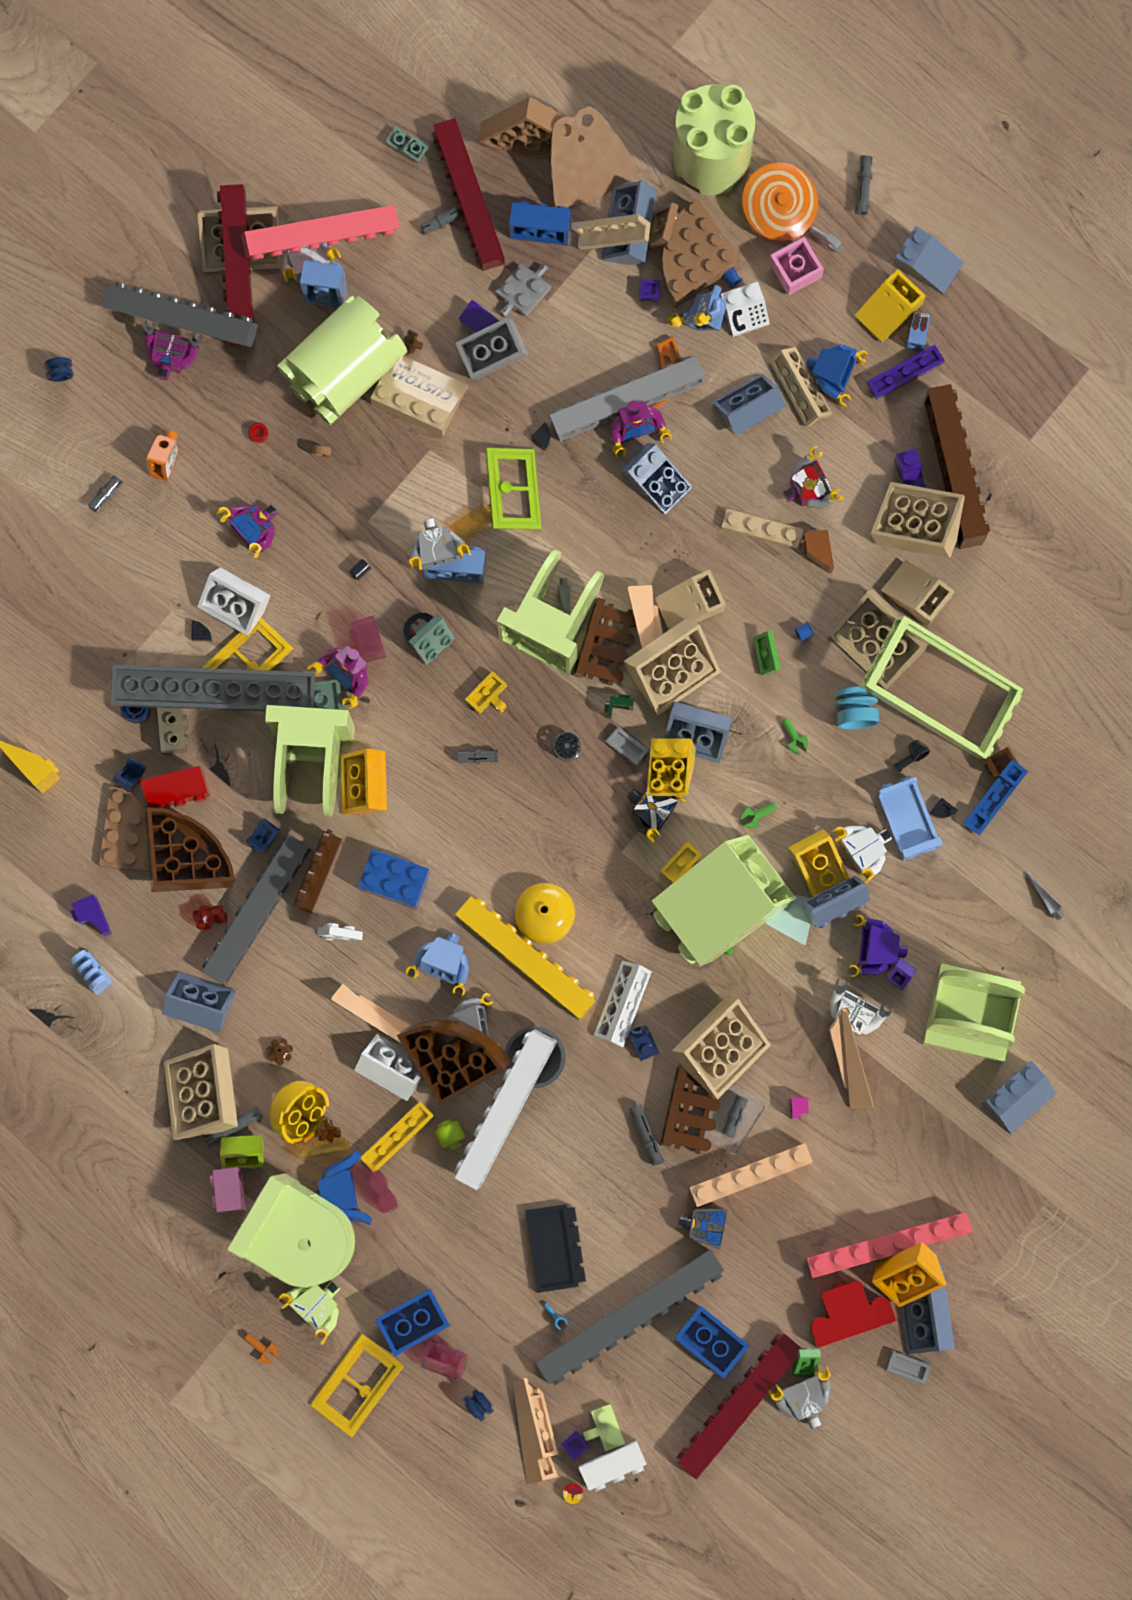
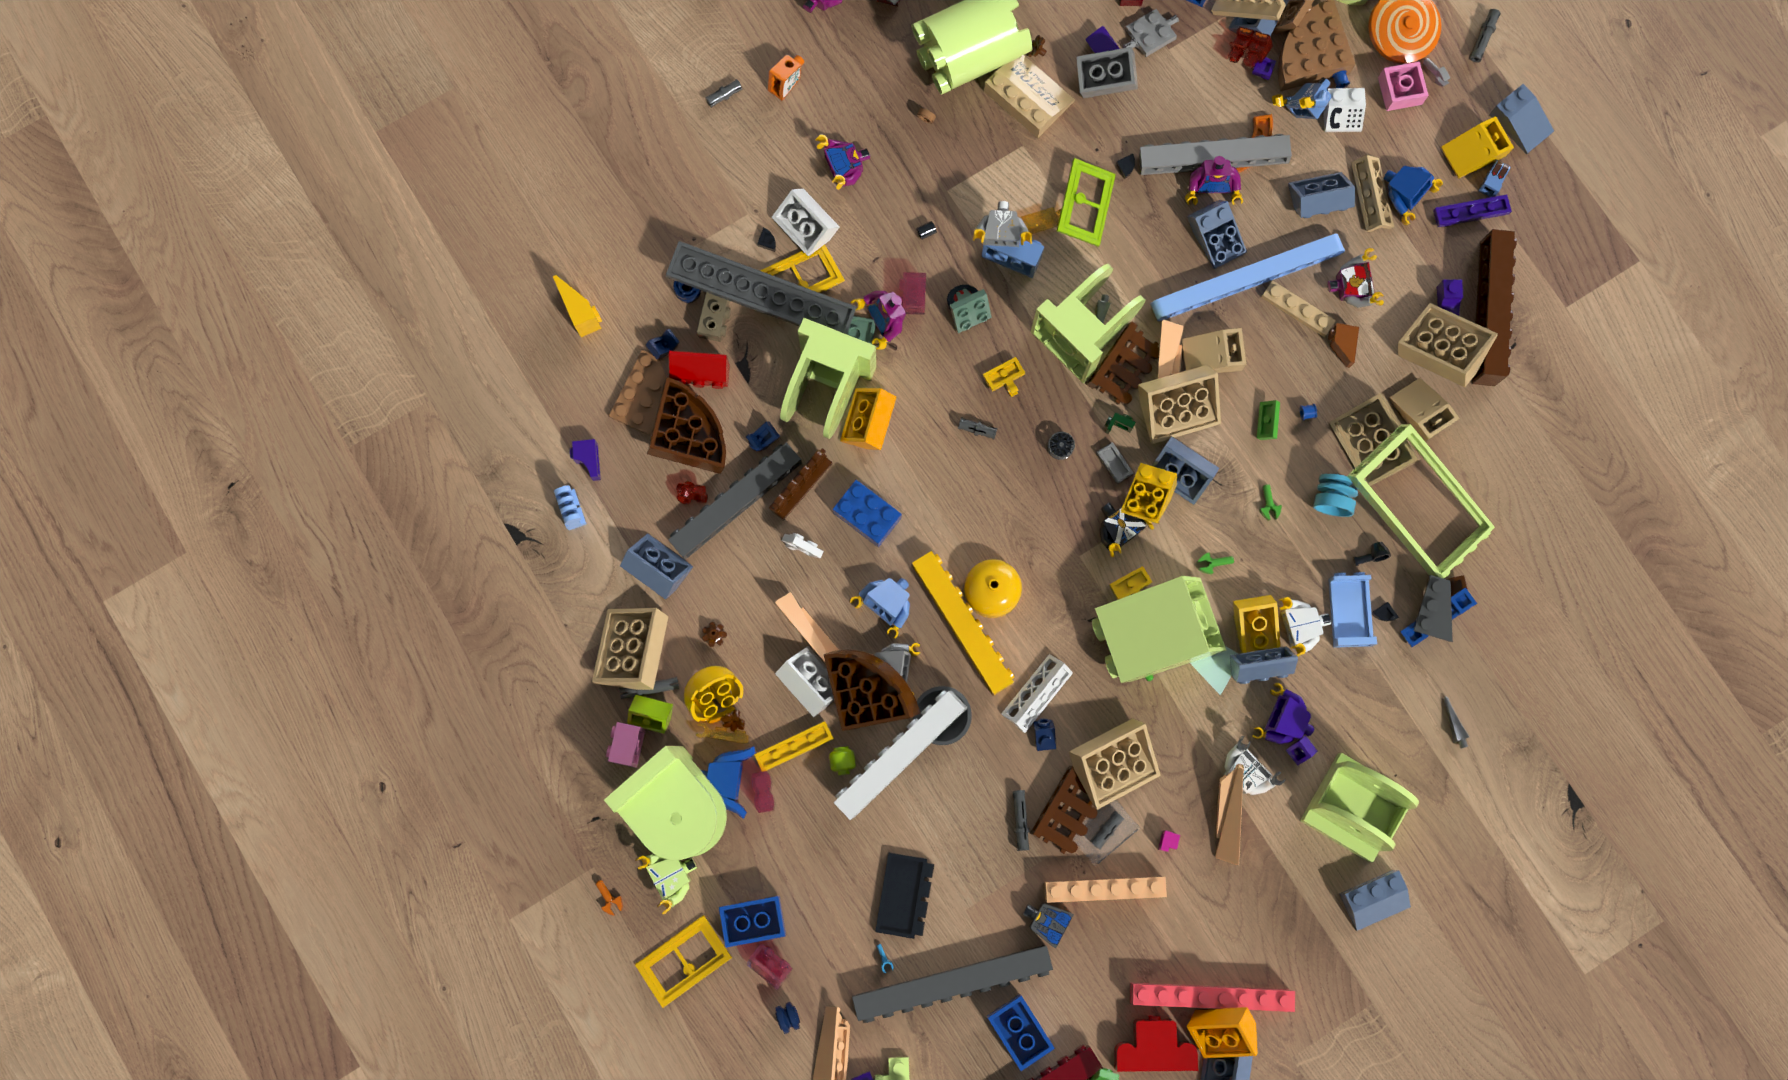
camera: 15 degrees right, 0 degrees up
(258, 432) = (875, 83): red tile -> none
(628, 273) = (1250, 46): none -> clear red hips
(700, 513) = (1247, 277): none -> light blue beam
(989, 791) = (1435, 610): none -> dark grey wing

